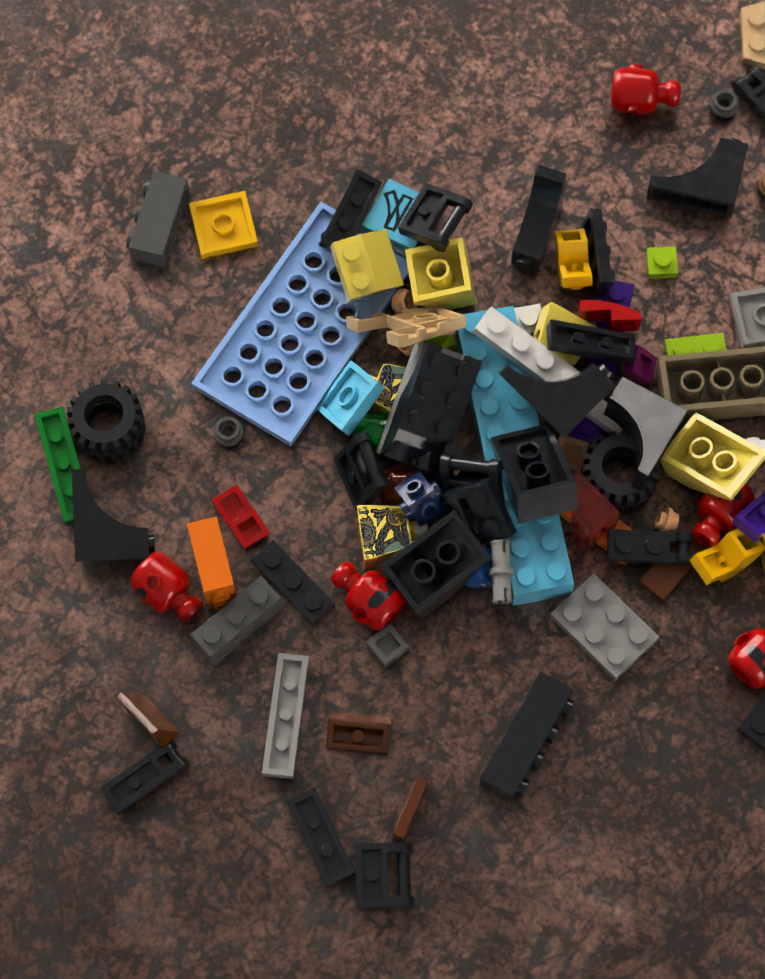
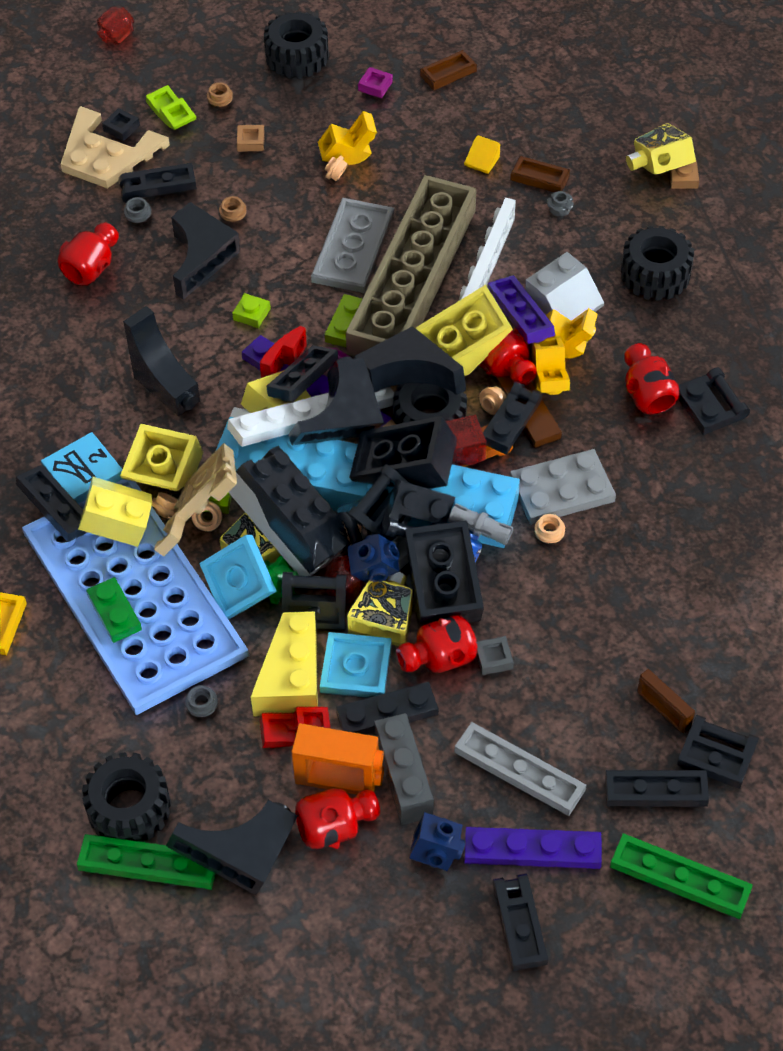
camera: 65 degrees left, 15 degrees down
(149, 717) = (463, 889): reddish brown slope -> none
(169, 675) = (437, 842): none -> dark blue brick
(219, 759) = (533, 847): none -> dark purple plate
(245, 891) = (681, 876): none -> green plate
(273, 317) = (113, 609): none -> green plate
(290, 485) = (289, 668): none -> light yellow wedge
(324, 537) = (355, 665): none -> medium azure tile
(358, 732) = (565, 716): reddish brown slope -> none
(426, 213) = (100, 441): black plate -> none
(526, 737) = (640, 582): black brick -> none
(548, 627) = (551, 522): none -> light nougat plate
(572, 259) = (210, 365): yellow brick -> none
(598, 253) = (217, 343): black plate -> none

